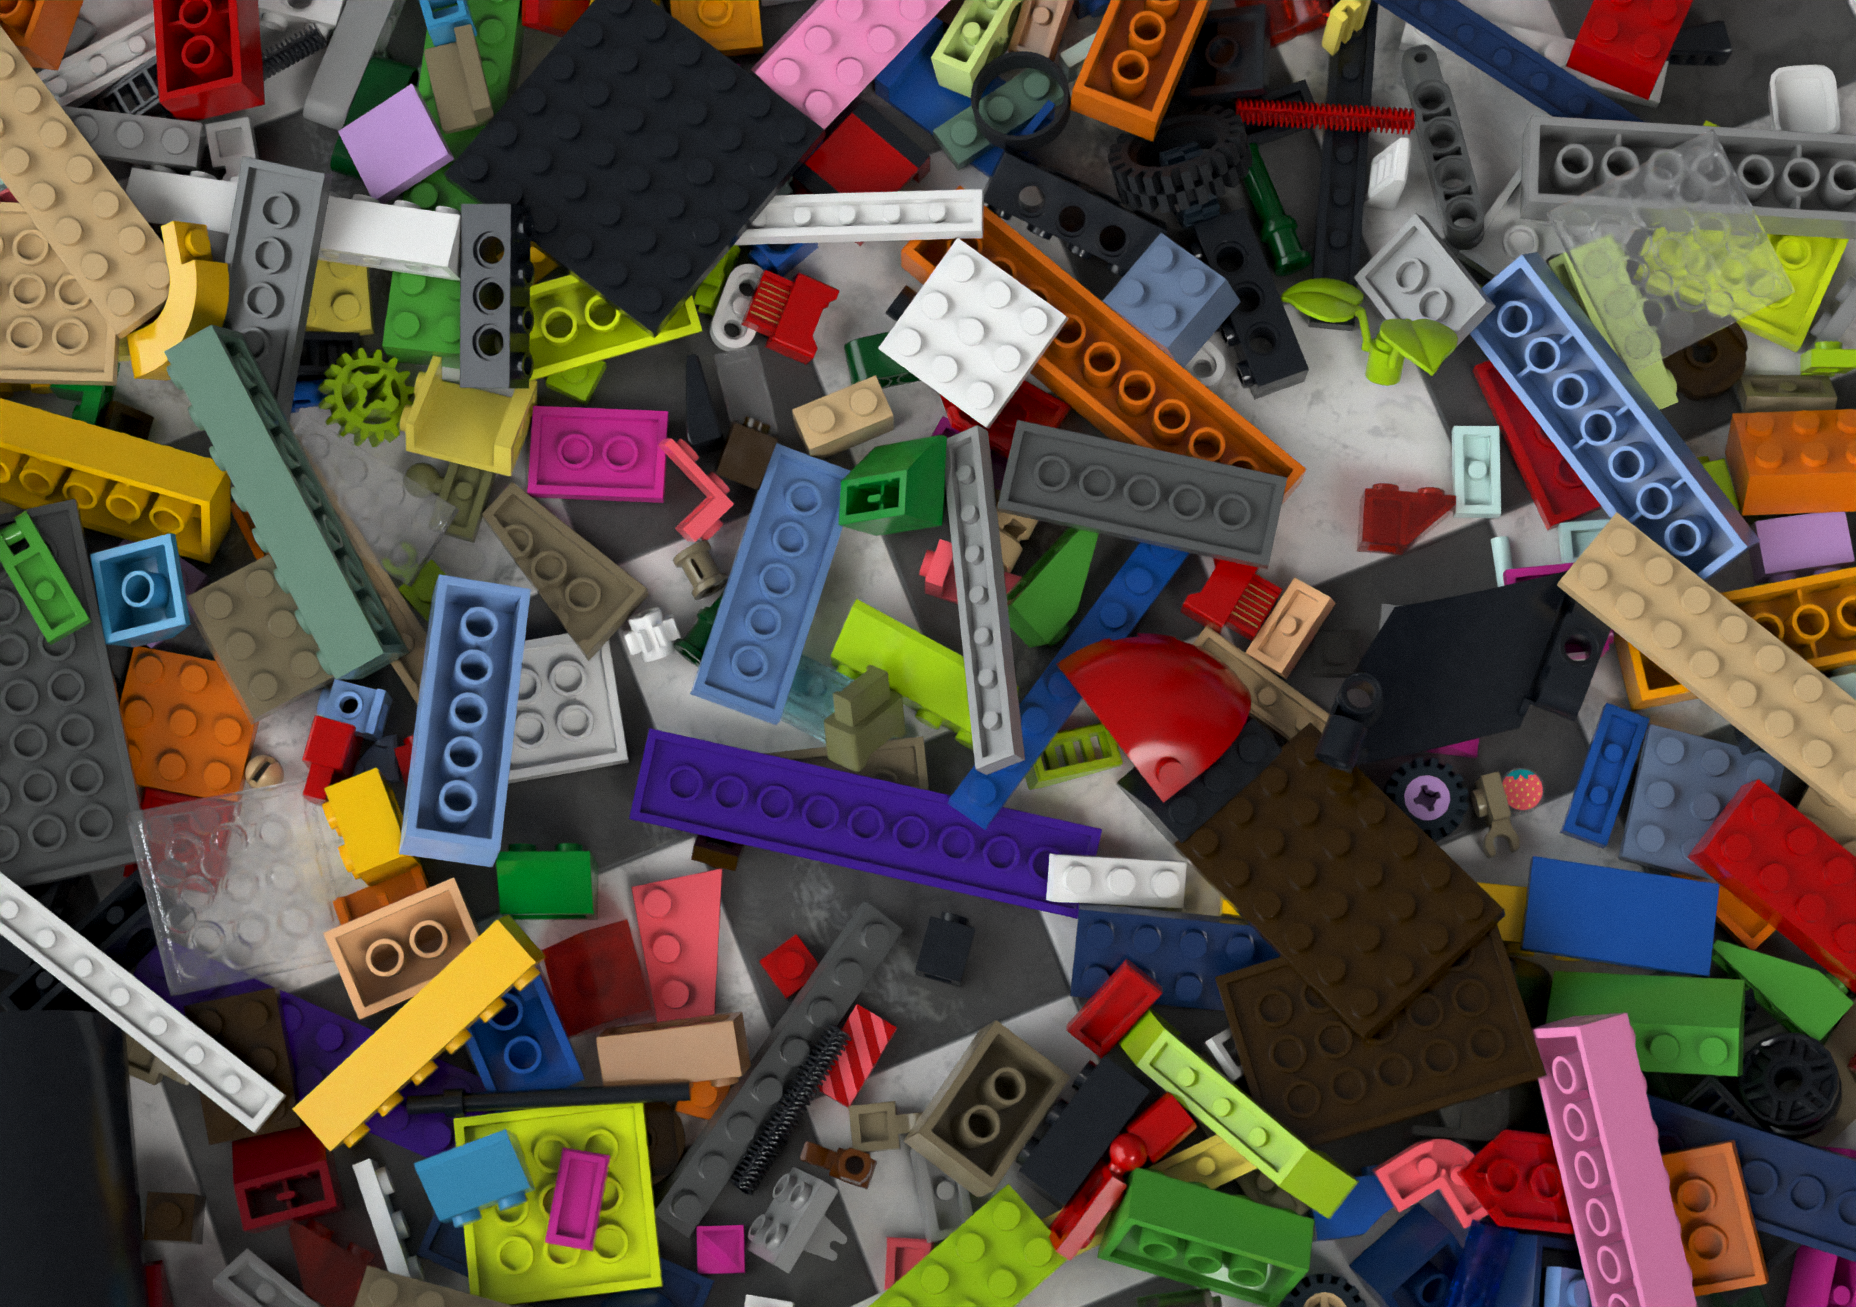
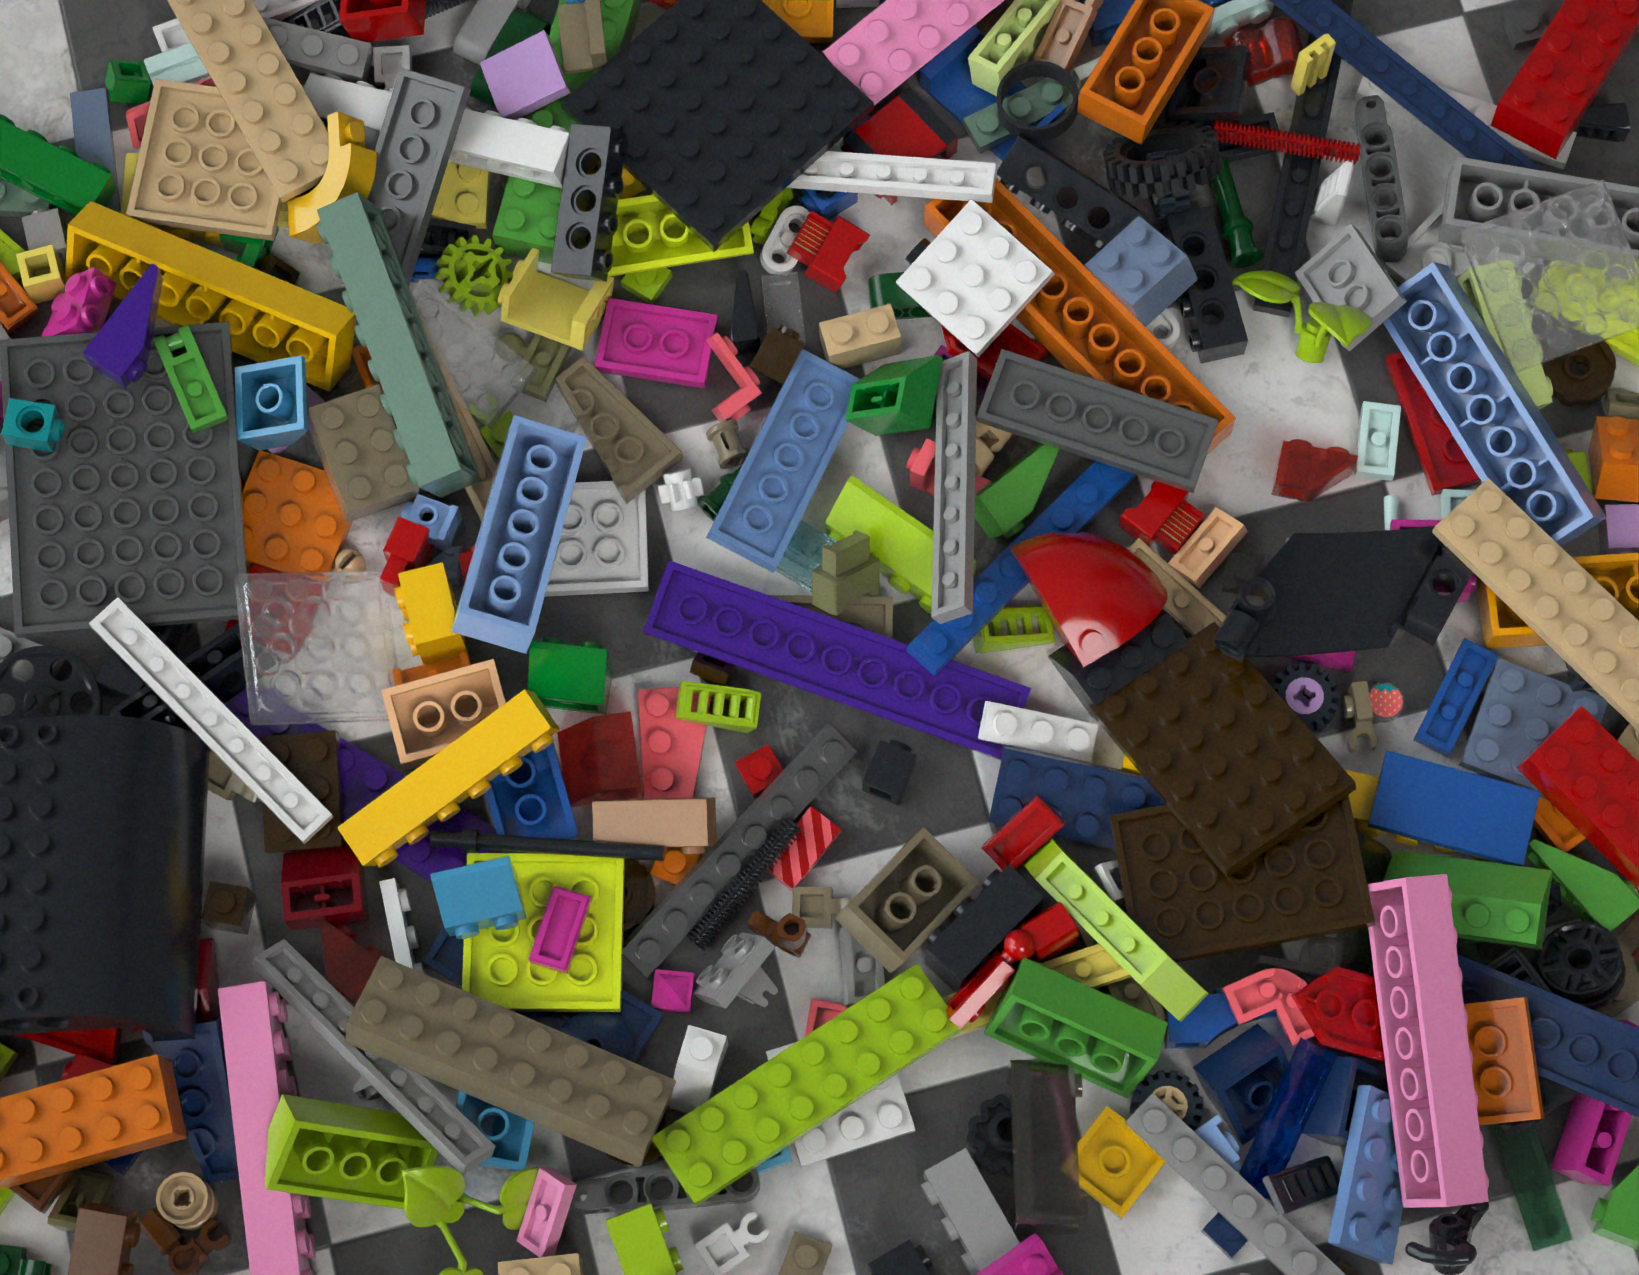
camera: 10 degrees right, 5 degrees down
(769, 896) = (749, 698): none -> lime slope

